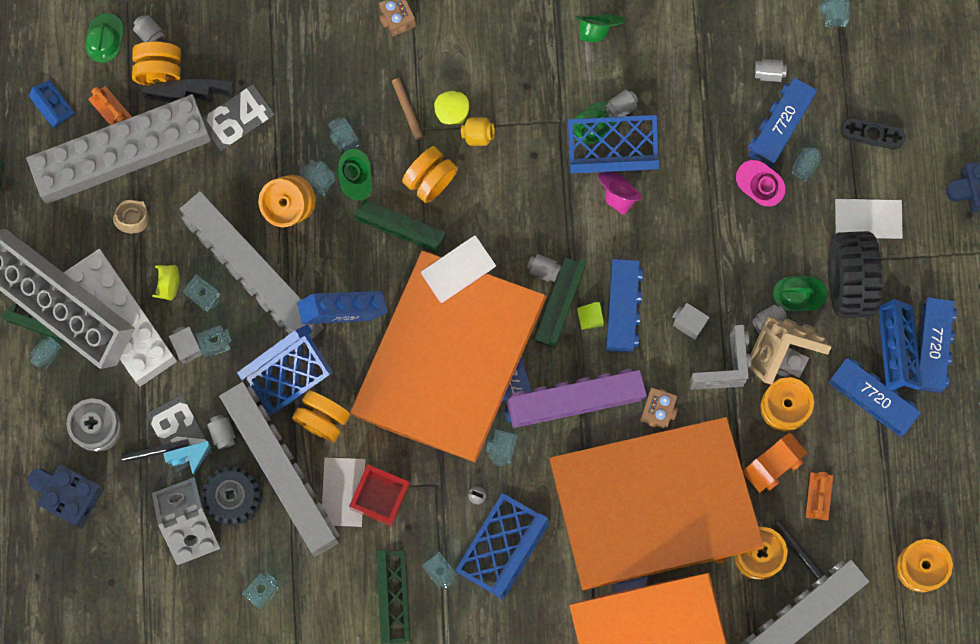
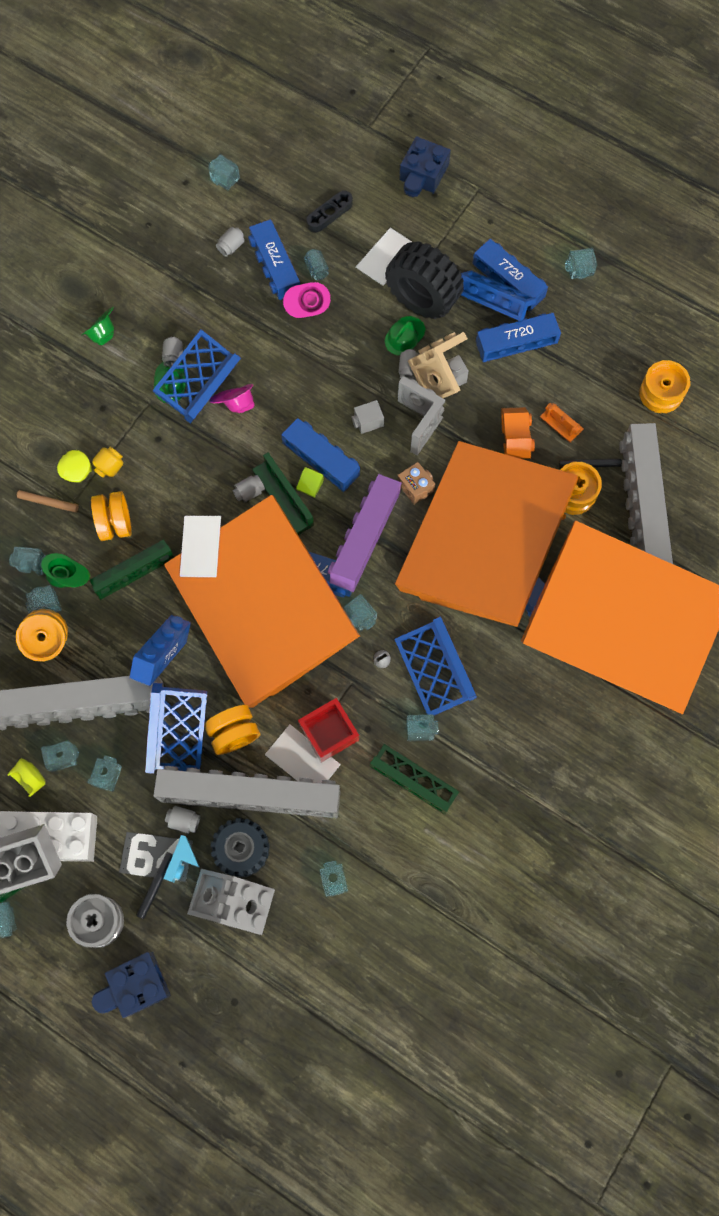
camera: 55 degrees left, 5 degrees down
(185, 344) = (89, 798): light grey brick -> none
(796, 395) = (480, 394): light orange wheel -> none

